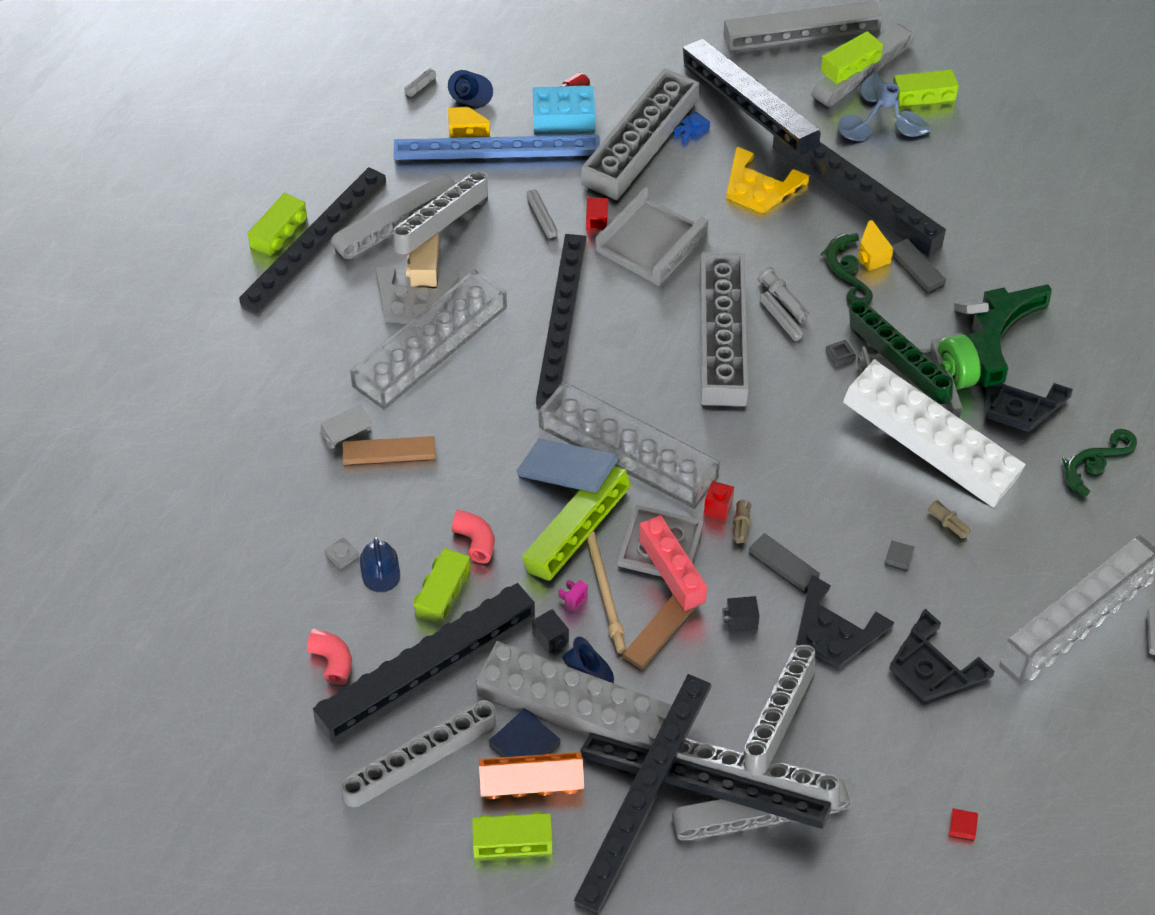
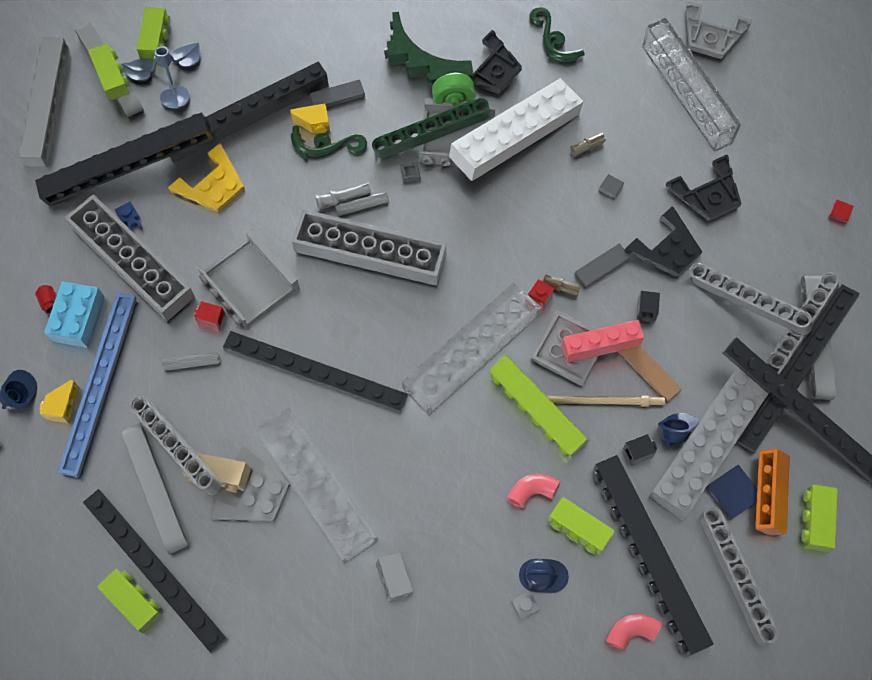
camera: 75 degrees left, 15 degrees up
(389, 450) = (424, 545): medium nougat tile -> none
(567, 465) = (483, 400): sand blue tile -> none
(576, 596) = (609, 422): dark pink tile -> none
(971, 307) = (397, 69): light grey tile -> none

